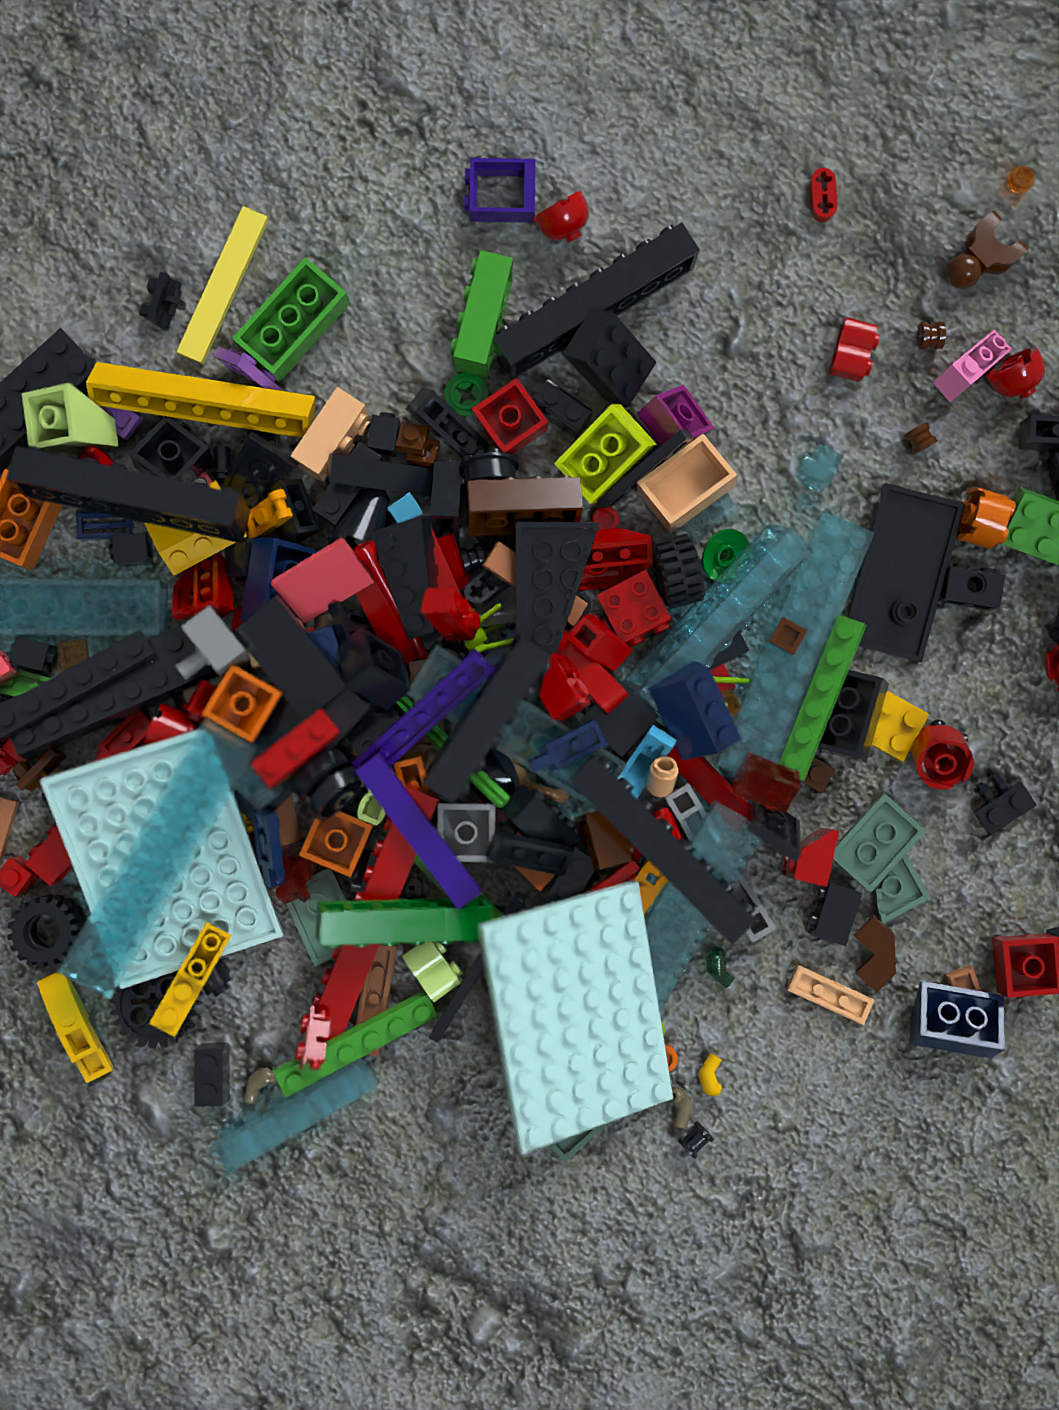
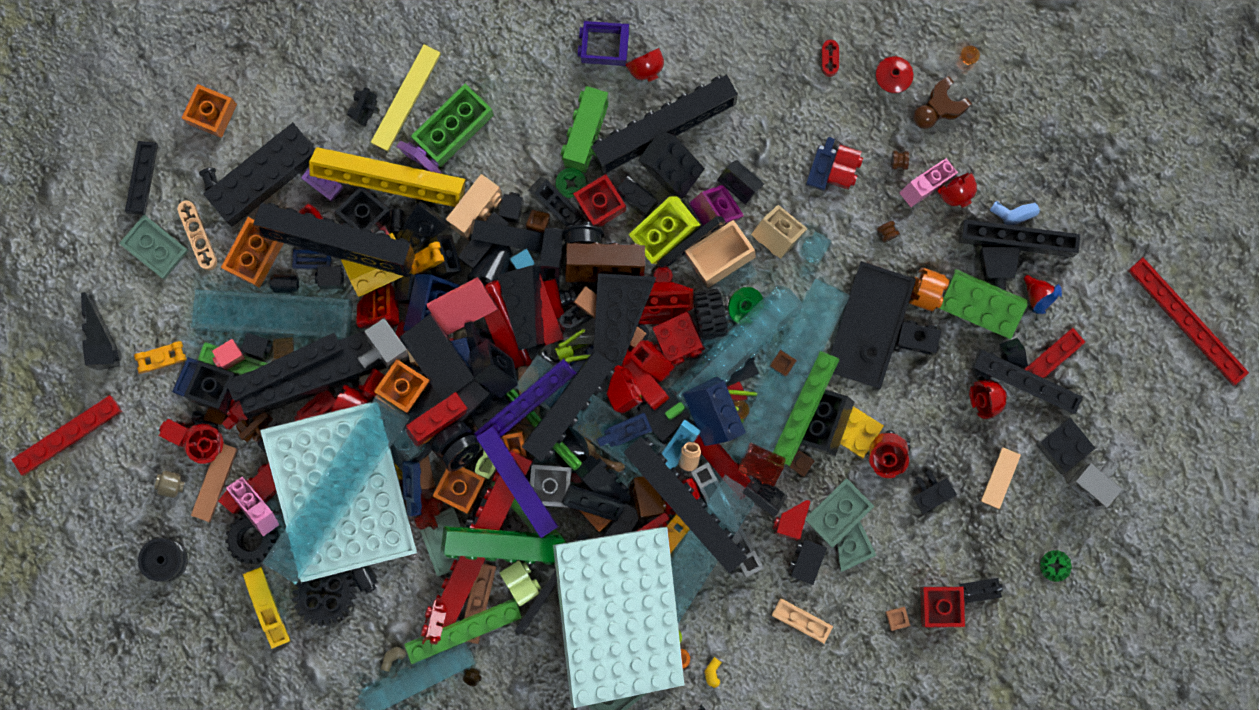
camera: 15 degrees right, 5 degrees down
(41, 887) = (253, 506): none -> bright pink slope
(66, 421) = (293, 186): yellowish green slope -> none
(67, 562) = (284, 283): none -> black brick
(190, 979) = (351, 576): yellow slope -> none
(211, 1074) = (360, 648): black brick -> none
(373, 1103) = (472, 677): none -> dark brown plate
(412, 438) = (530, 211): reddish brown plate -> none
(450, 614) = (548, 334): red brick -> none
(637, 714) = (675, 411): none -> bright green tile
(683, 1105) = (692, 693): dark tan arm -> none
(706, 379) = (740, 181): none -> black panel
(715, 966) = (721, 595): clear green arm -> none
(766, 447) = (779, 231): none -> tan slope
(821, 349) = (822, 165): none -> dark blue hinge
(882, 963) = (840, 600): reddish brown tile -> none
(910, 224) = (894, 83): none -> red dish
(958, 1020) = (890, 643): dark blue slope -> none

